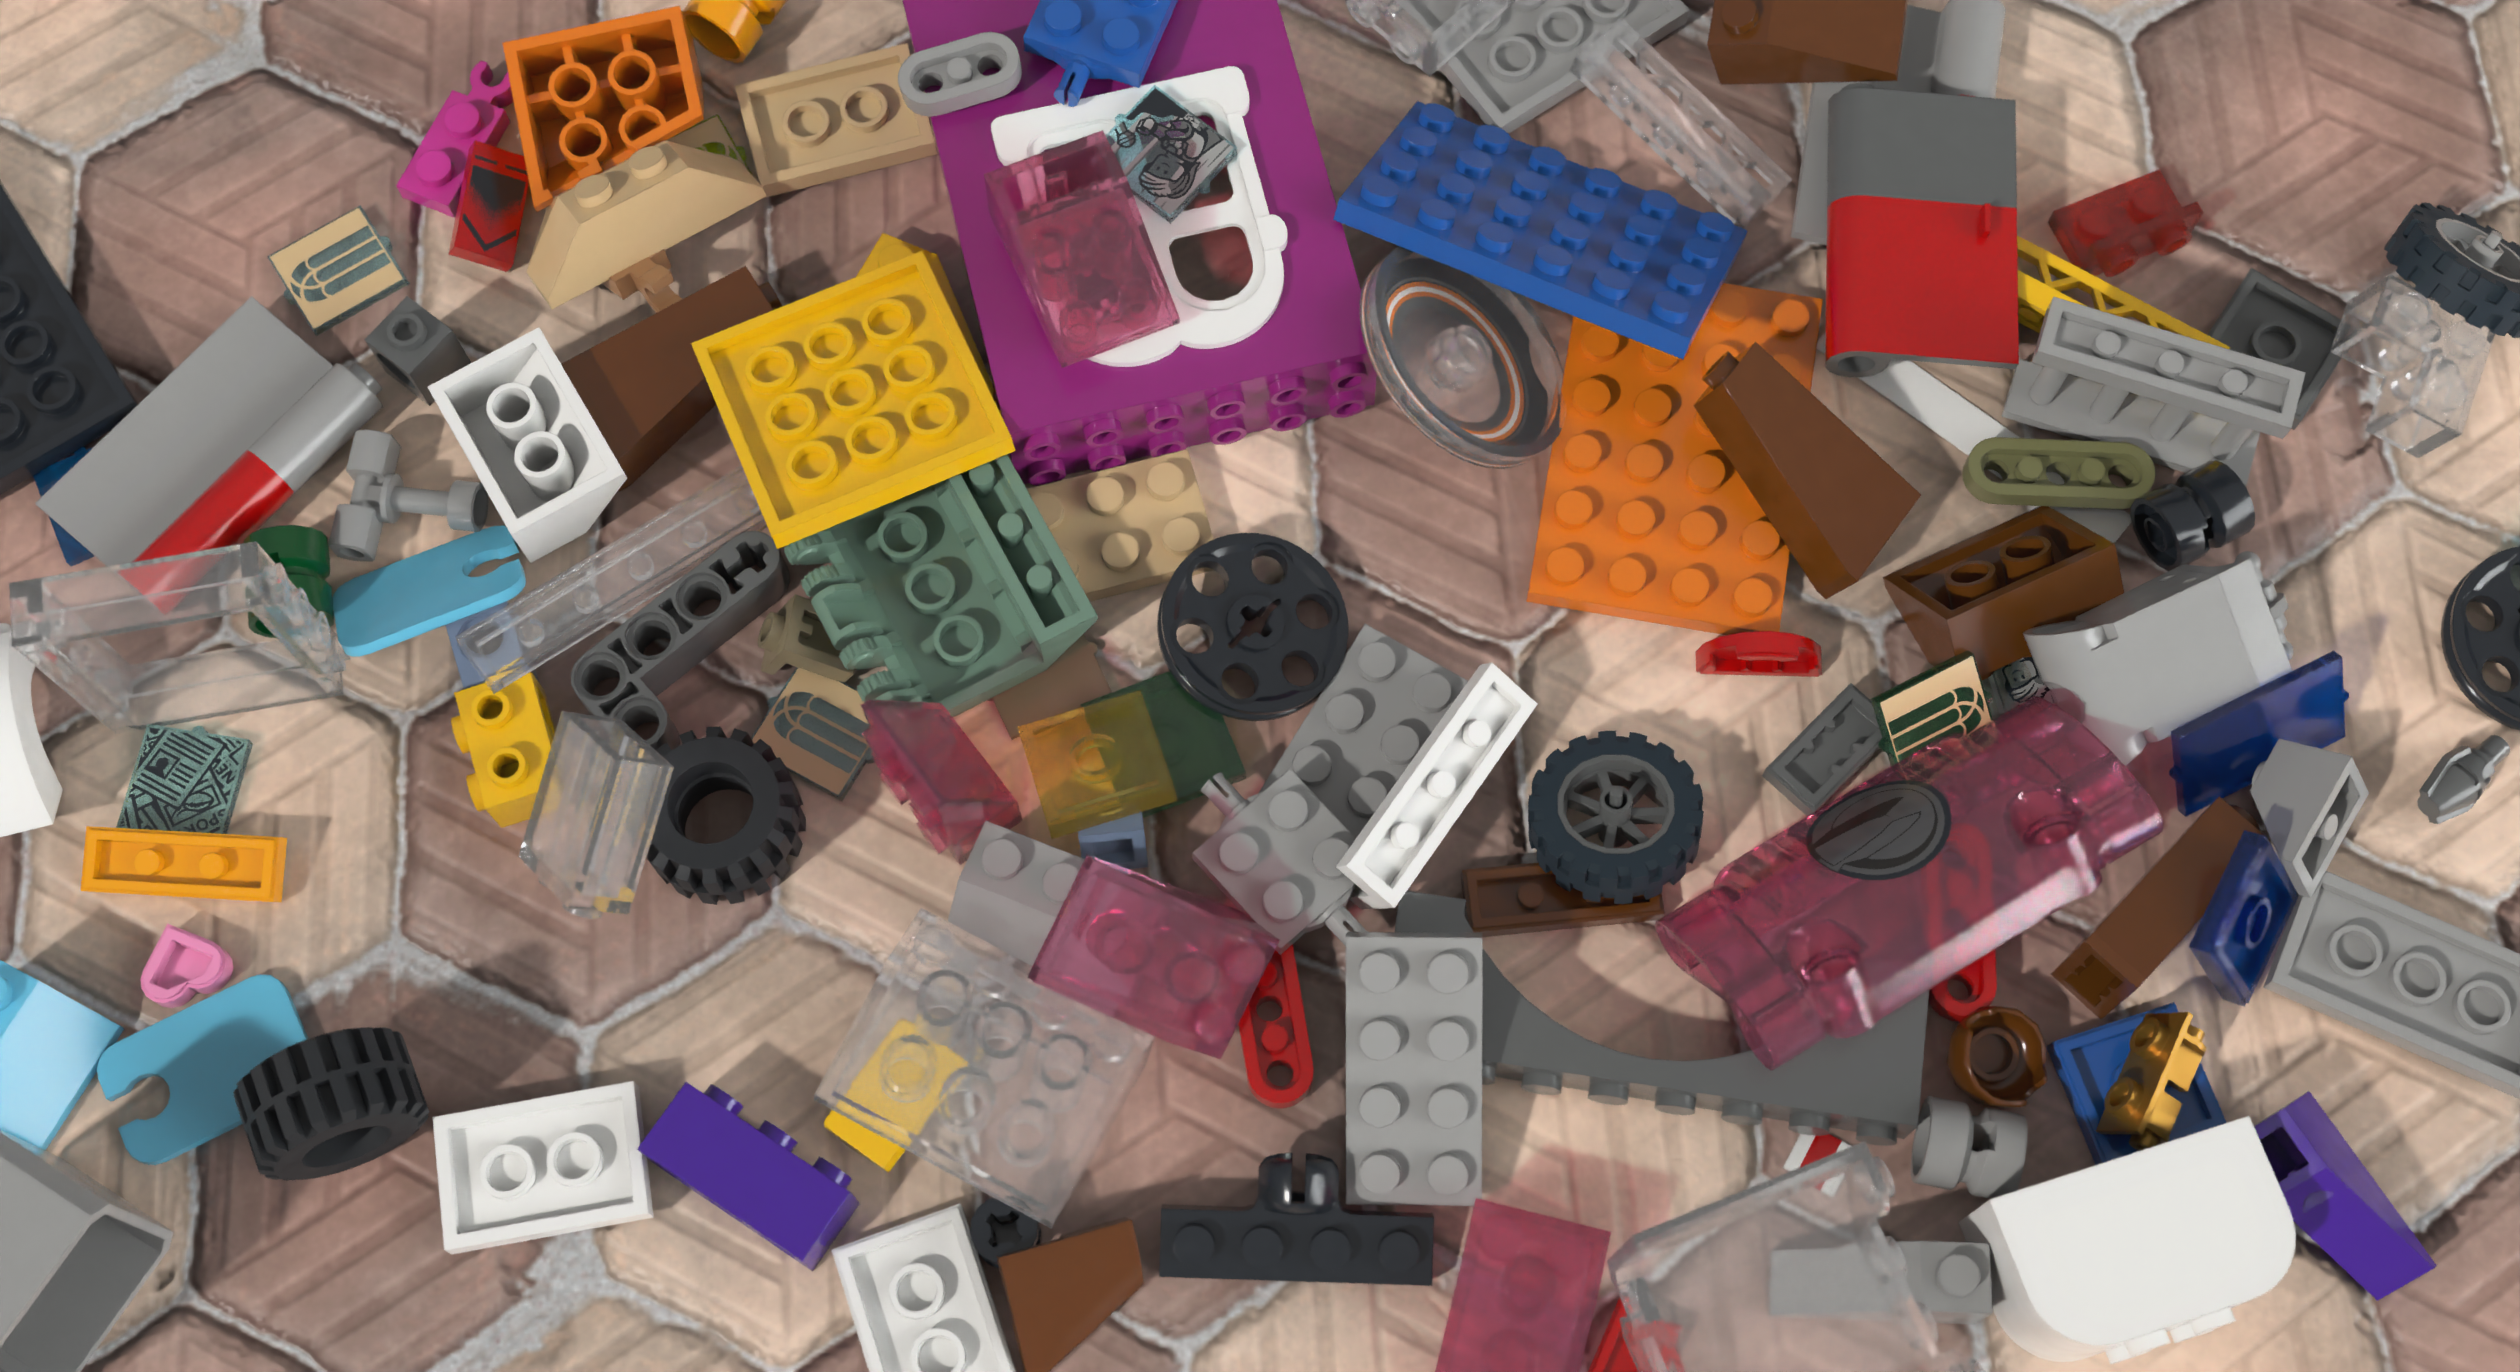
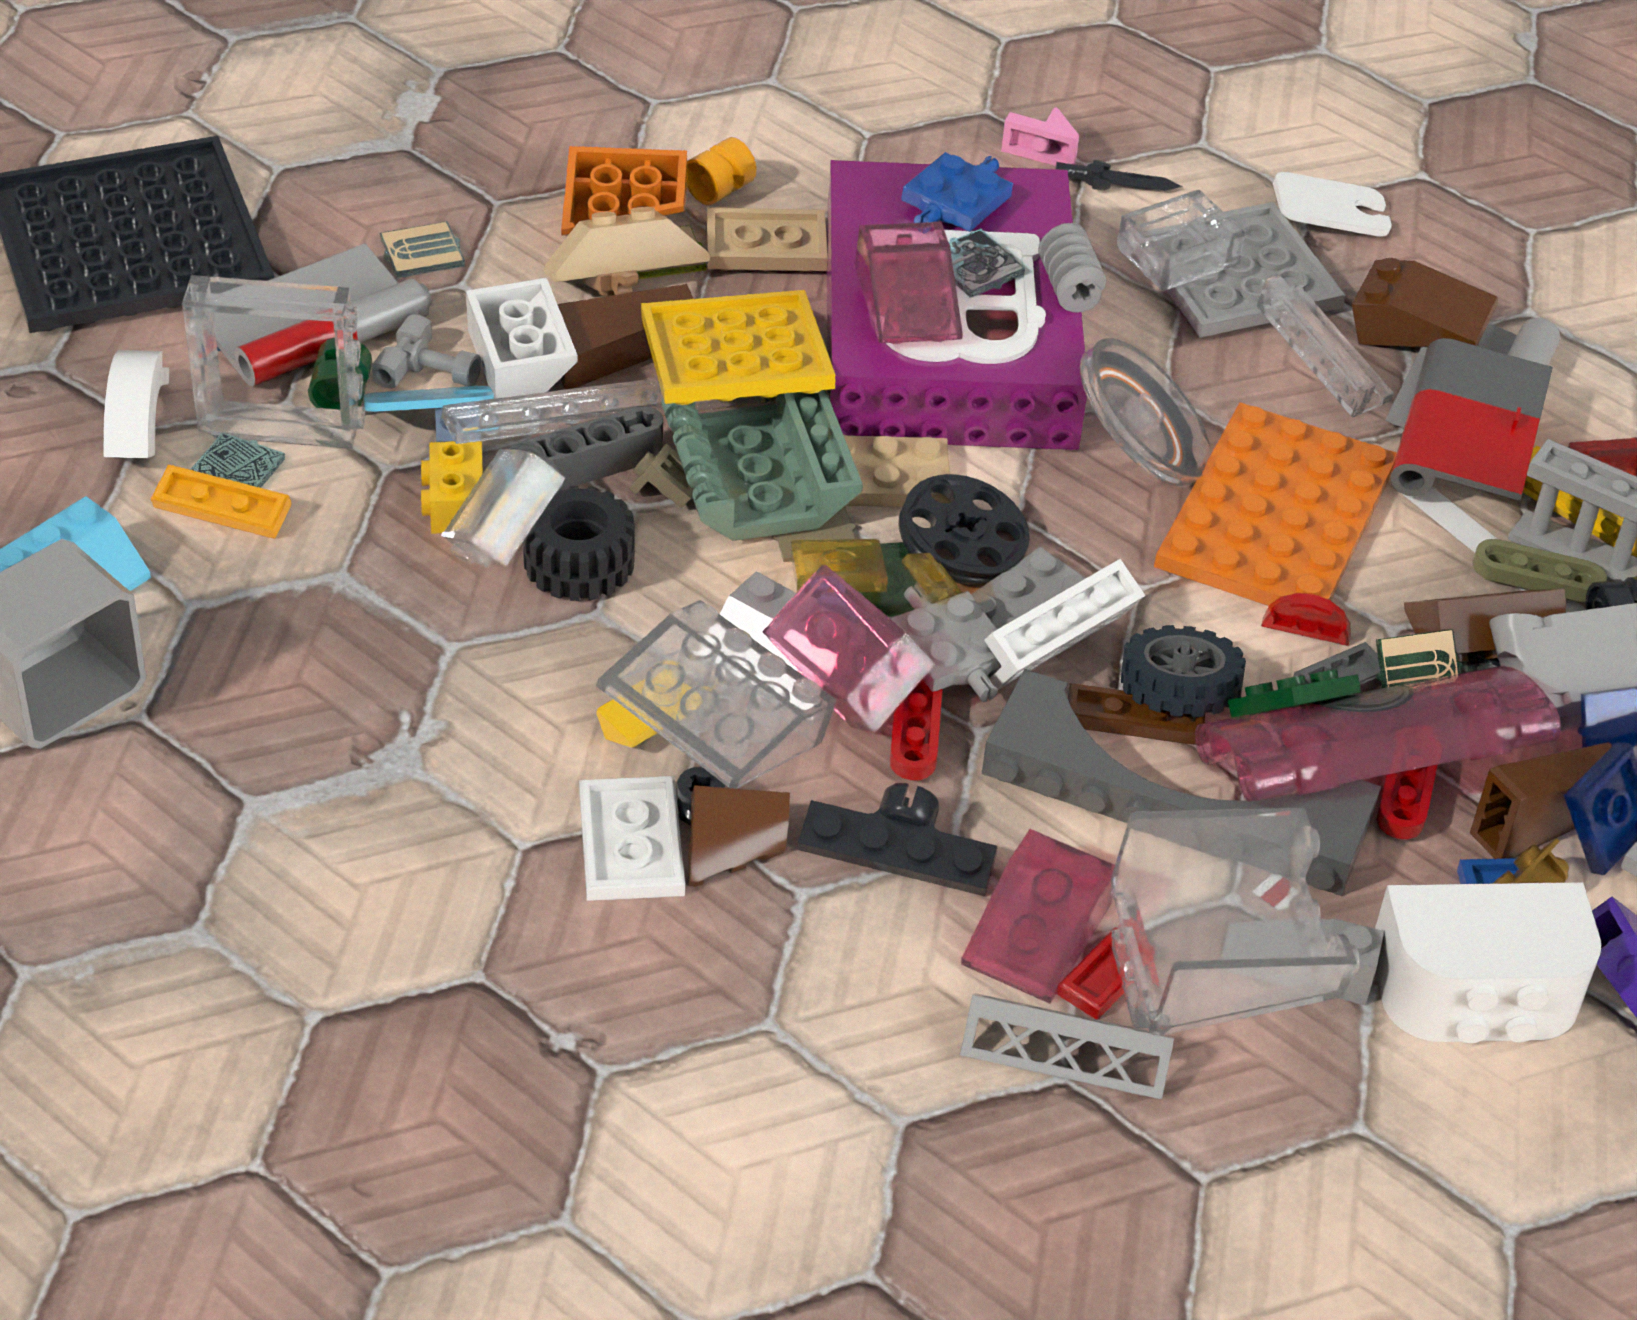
camera: 10 degrees right, 25 degrees down
(184, 966) = (202, 552): bright pink tile -> none
(202, 1060) = (203, 606): medium azure piece -> none
(330, 1103) = (280, 615): black tyre -> none
(416, 348) = (452, 281): dark grey brick -> none
(440, 161) = (520, 205): dark pink plate -> none
(490, 207) = (531, 234): red tile -> none
(541, 1167) = (401, 696): white plate -> none
(751, 1173) = (538, 727): dark purple brick -> none
(817, 731) = (665, 529): piece -> none
(940, 771) = (726, 541): clear pink slope -> none
(959, 72) = (857, 199): light grey plate -> none
(1237, 764) = (930, 577): none -> clear yellow slope
(1306, 136) = (1072, 267): none -> light grey piece
(1413, 1068) = (1007, 754): light grey plate -> none
(1544, 227) = (1219, 363): blue plate -> none
(1782, 840) = (1294, 692): none -> dark green plate
(1804, 468) = (1361, 518): reddish brown slope -> none
(1966, 1148) = (1369, 884): light grey wheel -> none
(1998, 1057) = (1417, 852): reddish brown hair -> none

